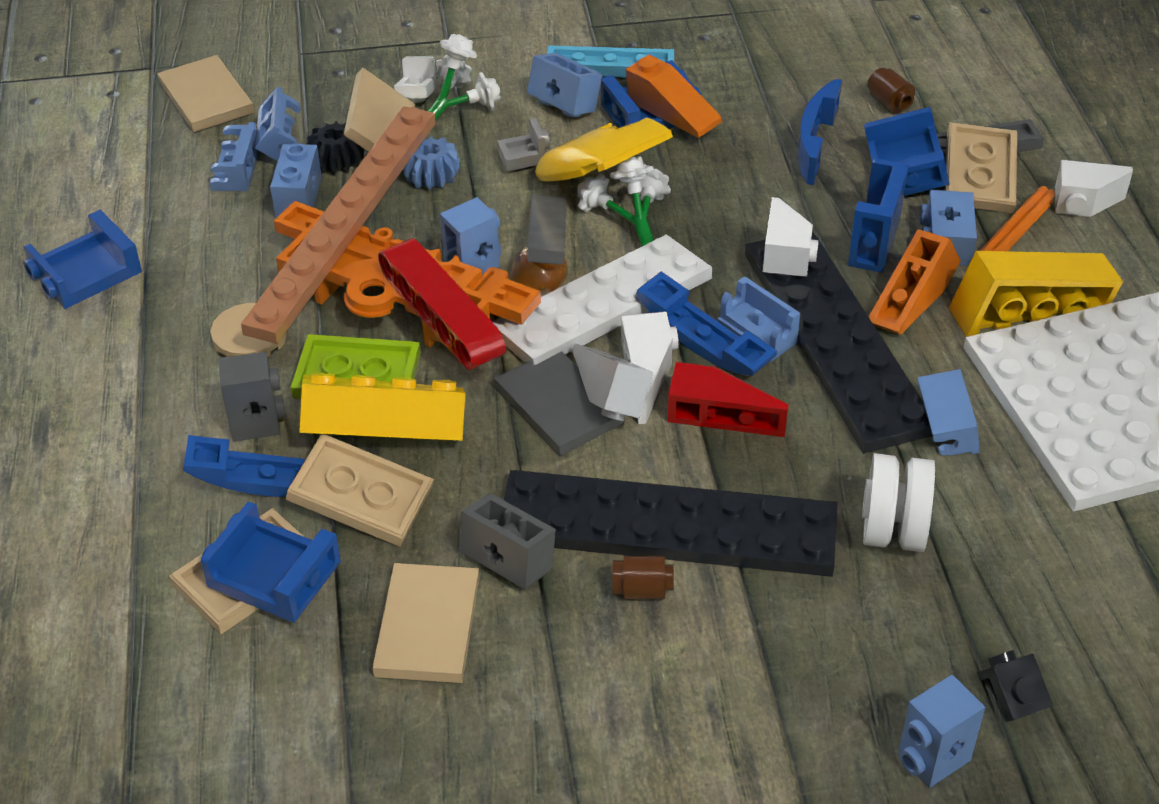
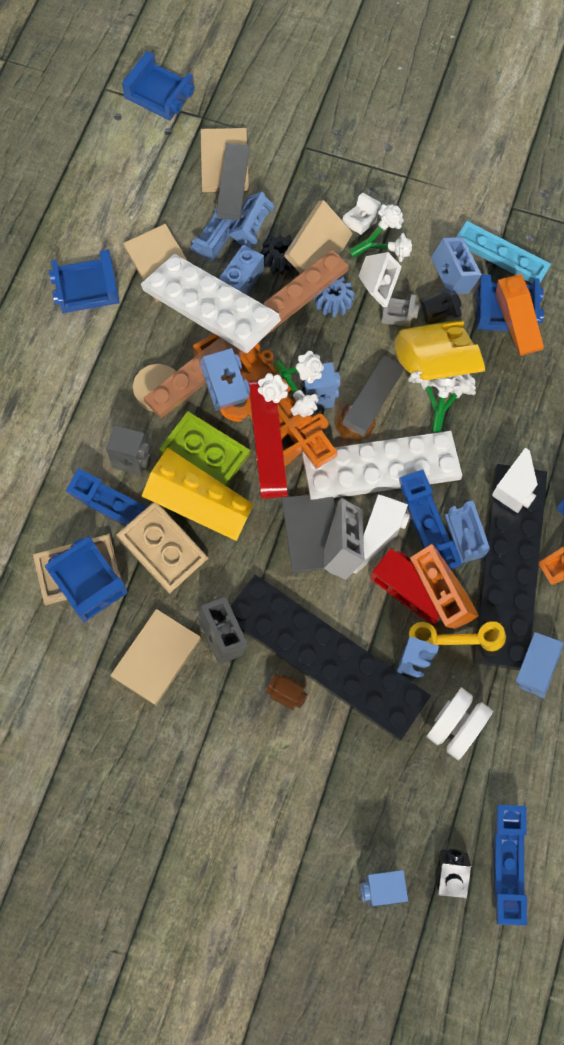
camera: 25 degrees right, 25 degrees up
(75, 57) = (157, 87): none -> blue panel
(177, 211) = (152, 250): none -> tan tile
(232, 98) = (233, 182): none -> dark grey tile
(275, 204) = (211, 303): none -> white plate
(344, 260) = (221, 392): none -> medium blue brick
(420, 232) = (275, 389): none -> white plant
(477, 121) = (380, 276): none -> white slope
(572, 123) = (441, 305): none -> black bracket
(788, 447) = (490, 636): none -> yellow piece
(789, 455) = (416, 653): none -> medium blue hinge
(799, 386) = (444, 588): none -> orange slope
(1073, 639) = (509, 865): none -> blue slope

